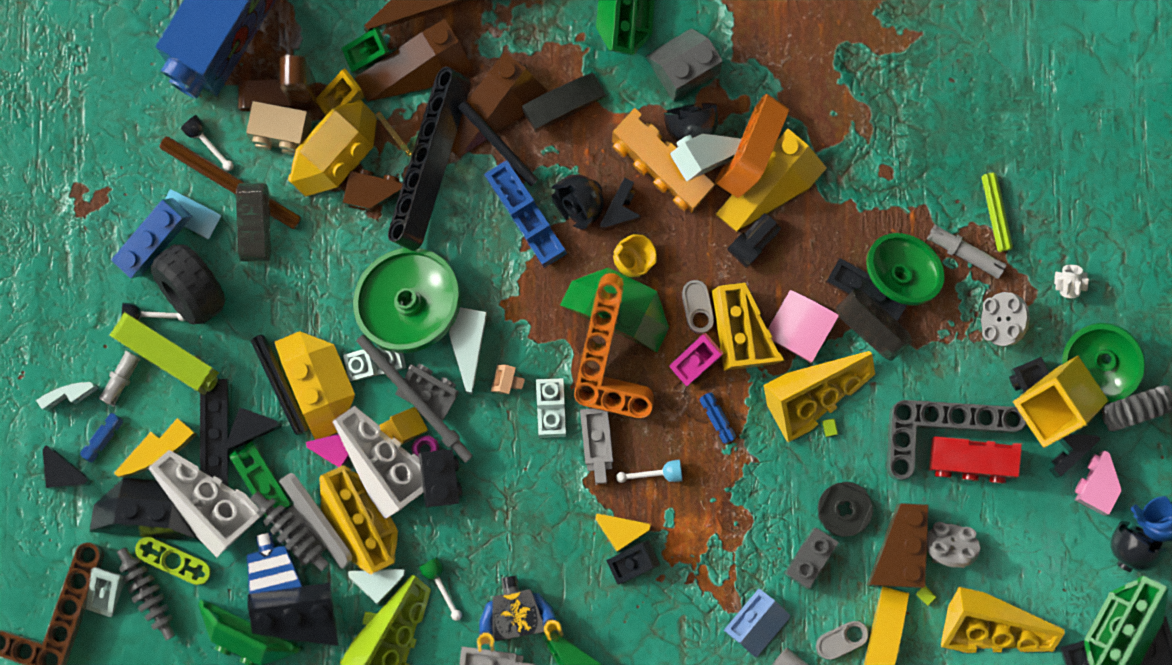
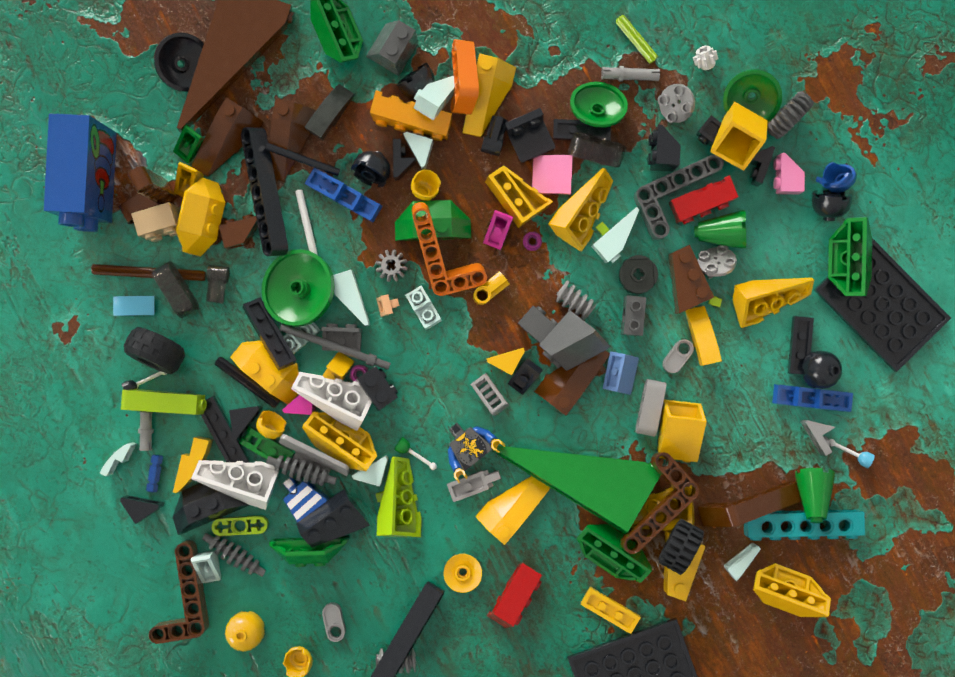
camera: 25 degrees left, 5 degrees up
(151, 237) = (116, 330): blue brick -> none
(194, 129) = (107, 250): hinge -> none
(280, 453) = (270, 424): none -> yellow hair
(312, 235) = (217, 279): none -> clear smoke piece
(340, 338) = (269, 334): none -> black plate
(394, 134) = (233, 187): clear yellow piece -> none
(460, 222) = (306, 221): none -> white bar
(547, 337) = (384, 267): none -> light grey gear
(582, 585) = (500, 407): none -> light grey slope
(596, 442) = (463, 314): light grey hinge -> none
(649, 428) = (491, 288): none -> yellow piece
(653, 205) = (420, 147): none -> light aqua slope
(671, 471) = (518, 307): hinge -> none
(685, 509) = (537, 324): none -> dark grey brick
(685, 598) = (565, 387): none -> reddish brown wedge
(696, 301) = (478, 193): light grey piece -> none
(715, 550) = (572, 342): none -> dark grey slope
(717, 417) = (530, 259): blue axle -> none
(741, 396) = (536, 236): none -> magenta plate
(746, 500) = (575, 301): none -> light grey piece
(798, 263) = (529, 135): none -> black bracket
(834, 450) = (614, 240): none -> light aqua slope
(957, 371) = (664, 150): none -> black slope
(982, 510) = (724, 230): none -> green cone

